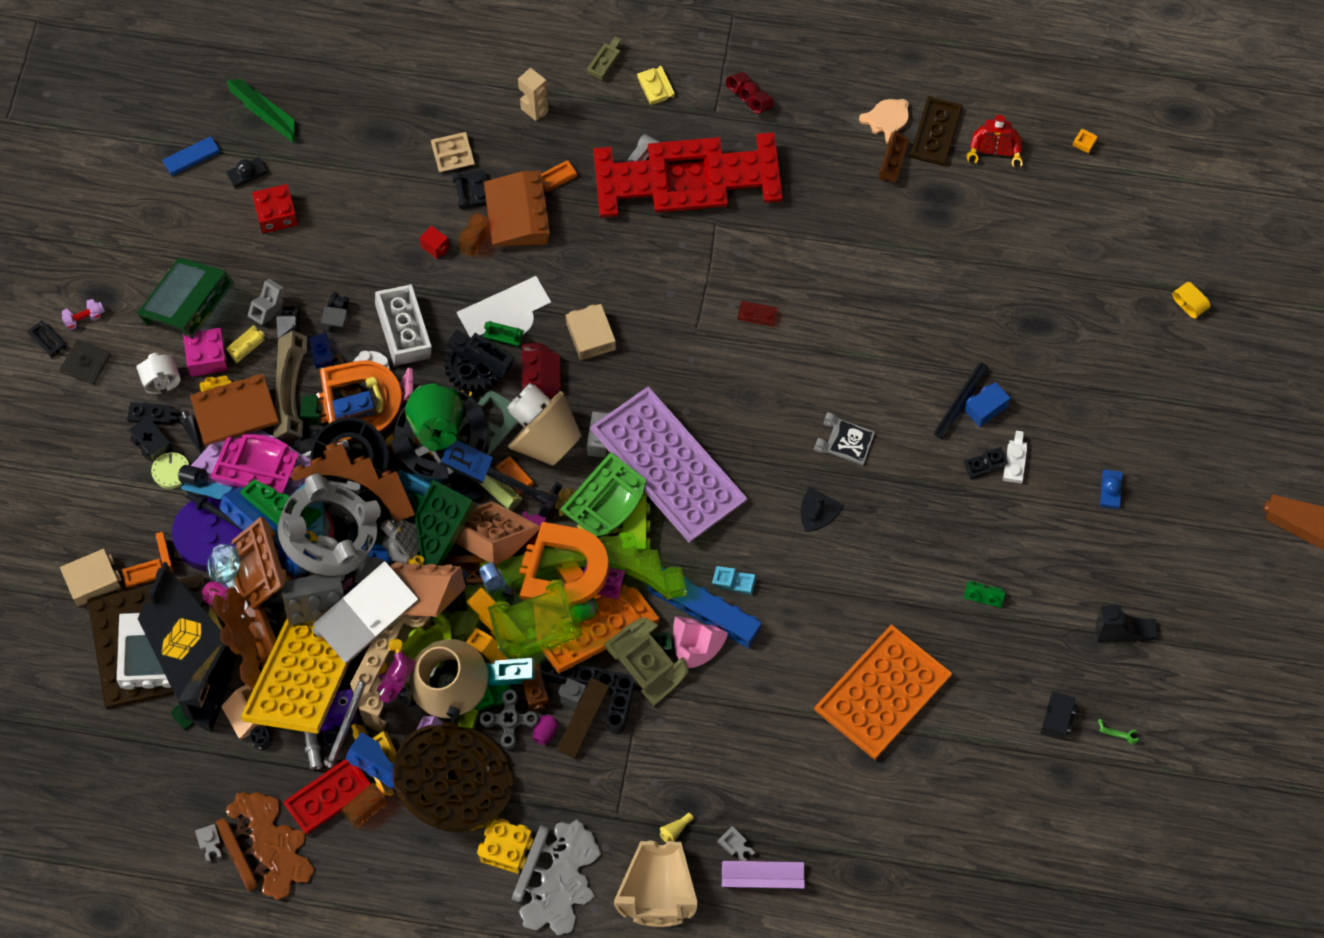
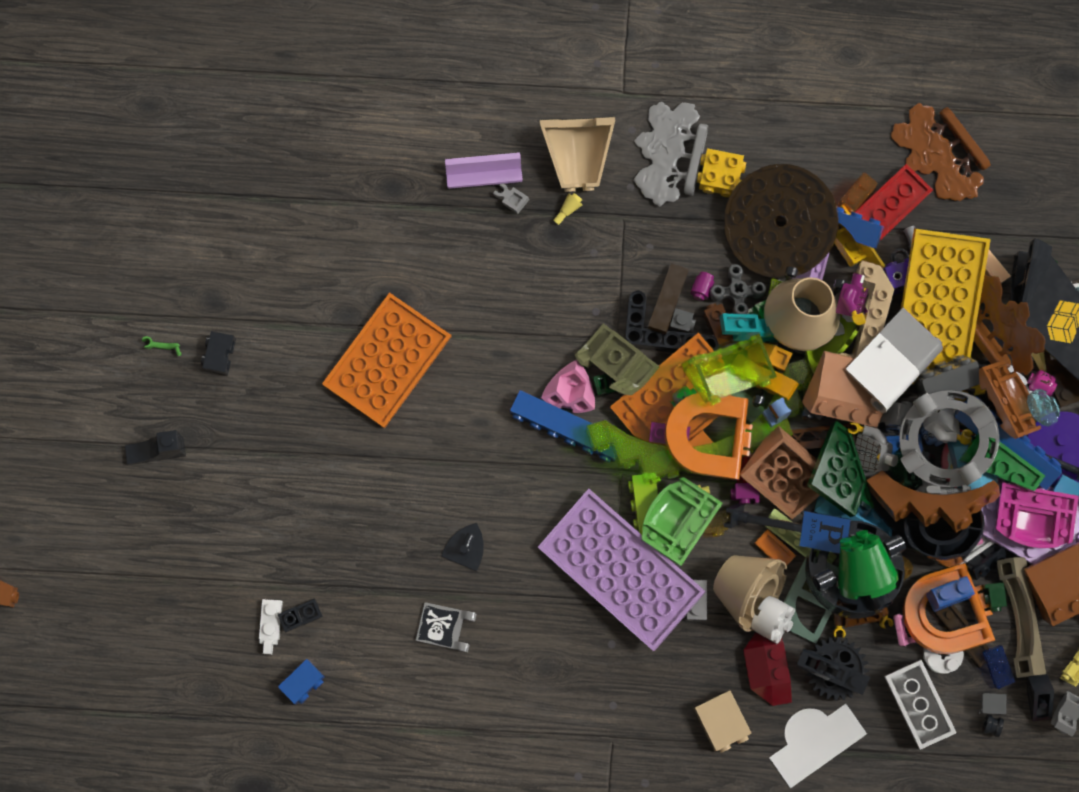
camera: 170 degrees right, 15 degrees up
(208, 840) = (992, 150): light grey plate -> none
(332, 761) = (896, 235): flat silver bar -> none
(372, 383) = (937, 625): light yellow piece -> none
(503, 333) = (813, 710): green hinge -> none
(734, 581) = (541, 460): medium azure slope -> none
(757, 313) = (550, 766): clear red plate -> none
(960, 400) = (329, 686): black axle -> none
(990, 596) = (287, 471): green hinge -> none
(1111, 489) = (172, 601): blue tile -> none

